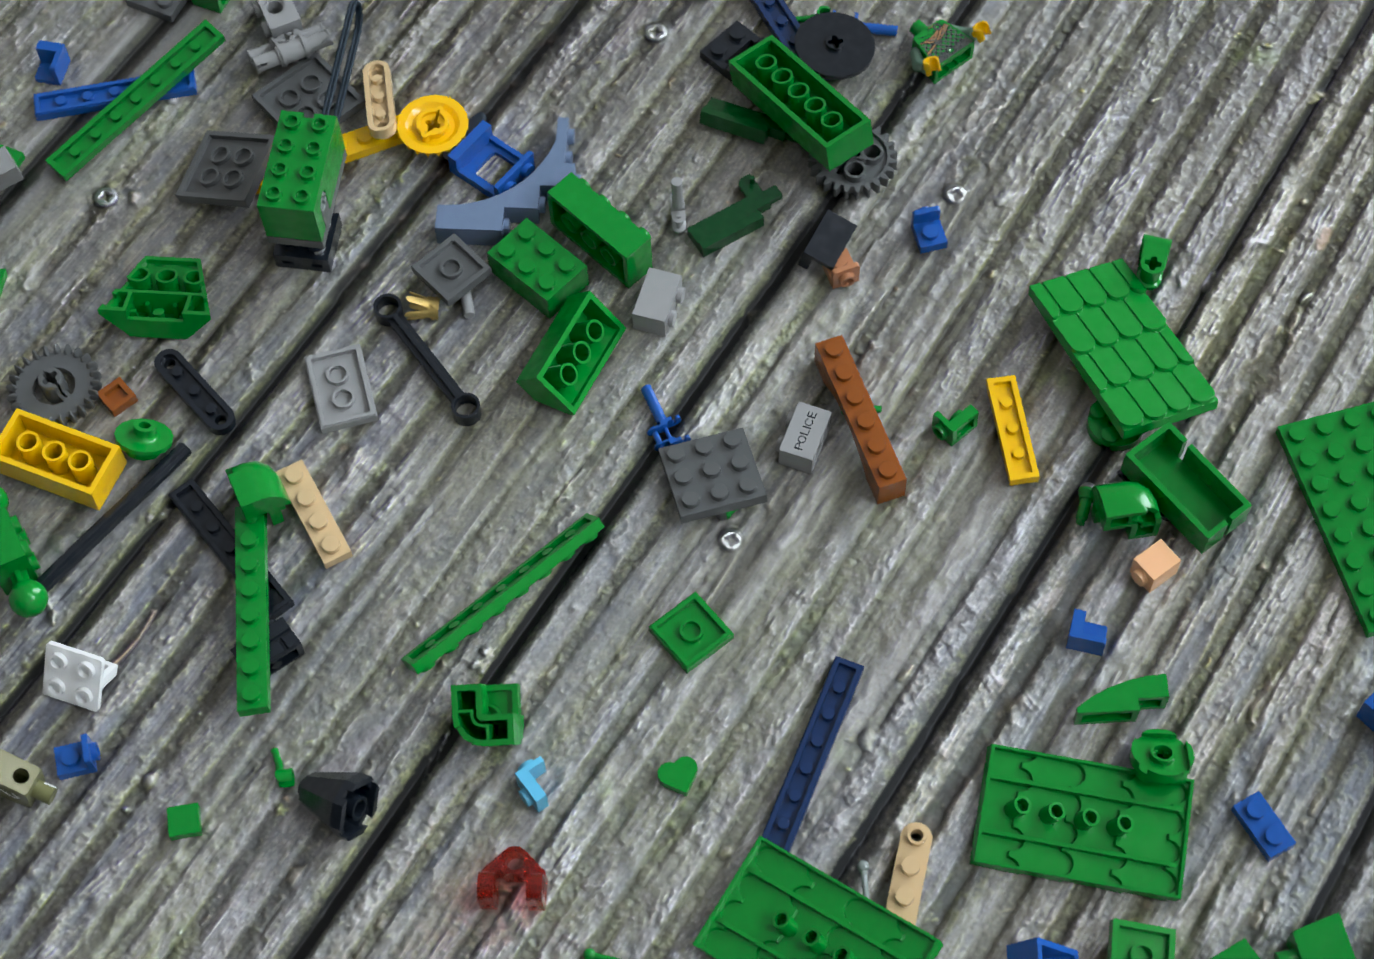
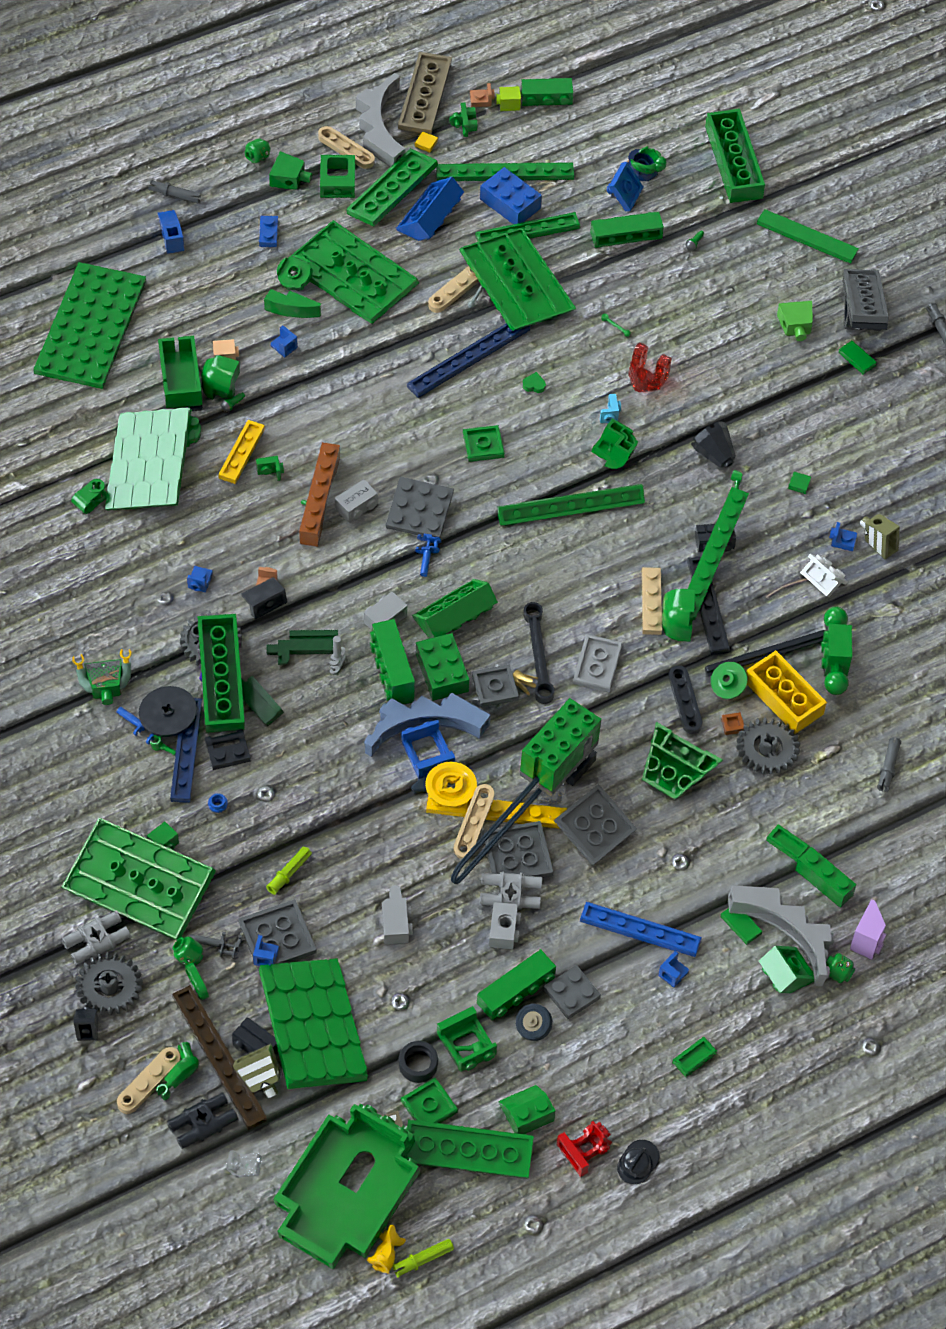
camera: 155 degrees left, 5 degrees down
(135, 100) = (629, 904): green plate -> none

